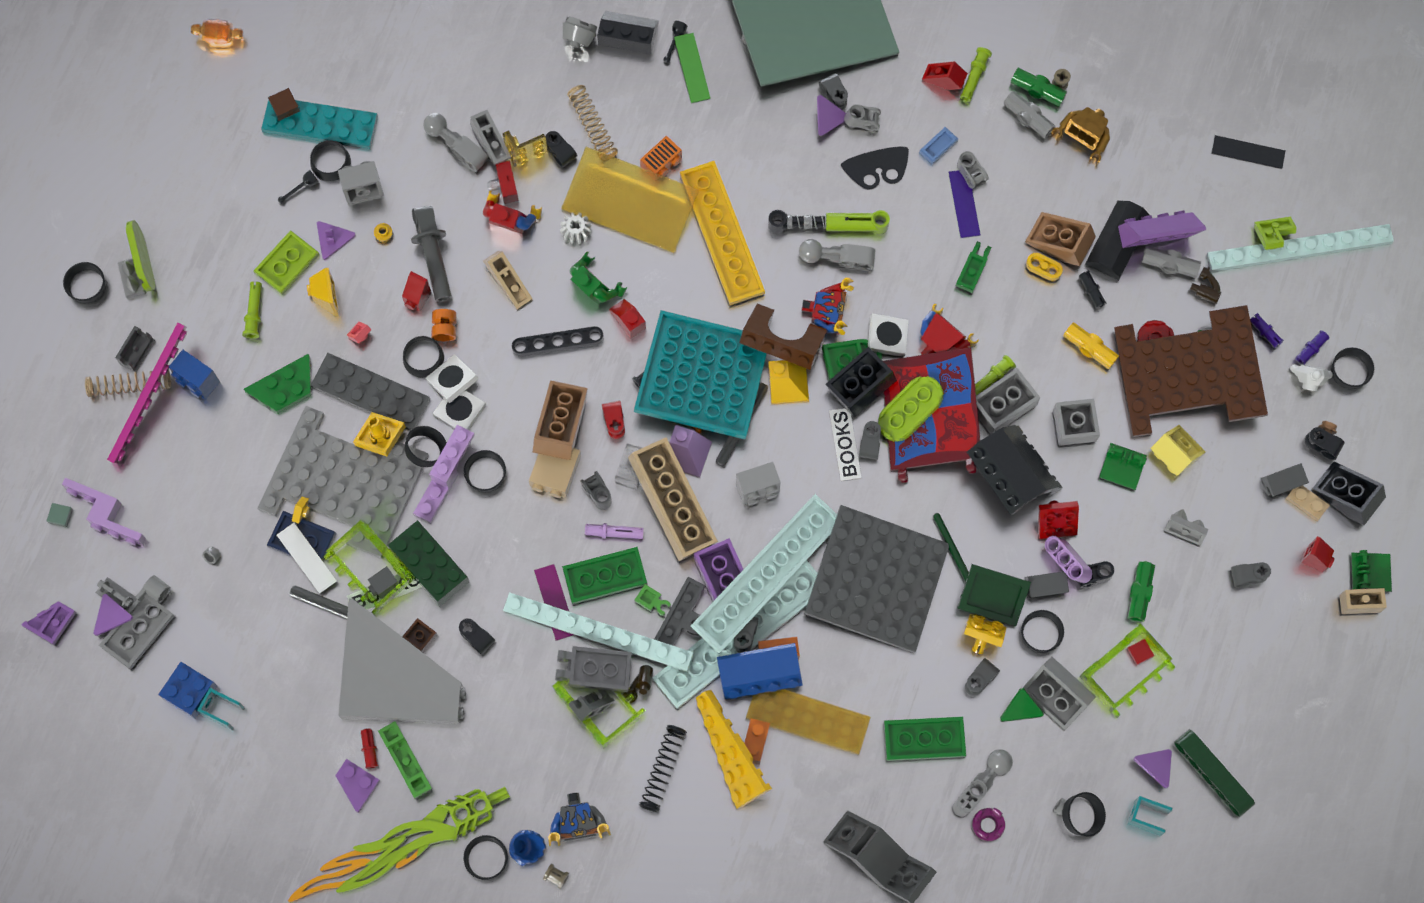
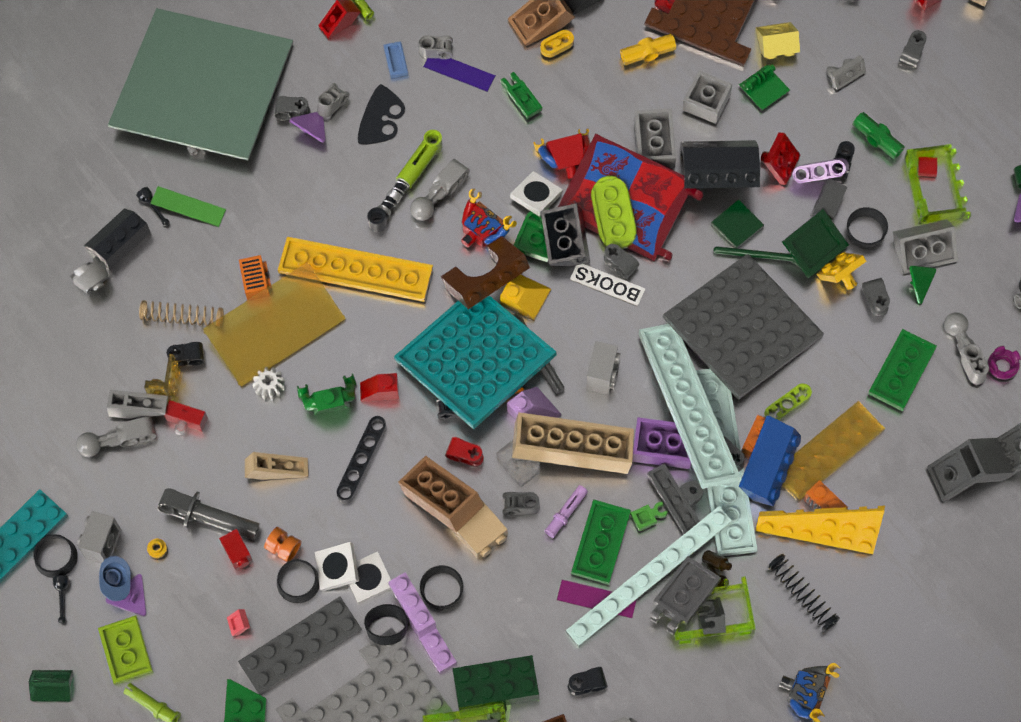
camera: 55 degrees left, 5 degrees down
(223, 225) = (50, 685): none -> clear green panel
(323, 291) = (180, 629): yellow slope -> none
(334, 216) = (114, 578): none -> medium blue piece
(377, 429) = (343, 653): yellow plate -> none
(508, 217) = (219, 433): red torso -> none
(845, 658) = (788, 396): none -> lime beam
(972, 519) = (737, 224): none -> dark green tile
(996, 373) = (624, 130): lime pin -> none
(1092, 289) = (600, 20): black pin -> none

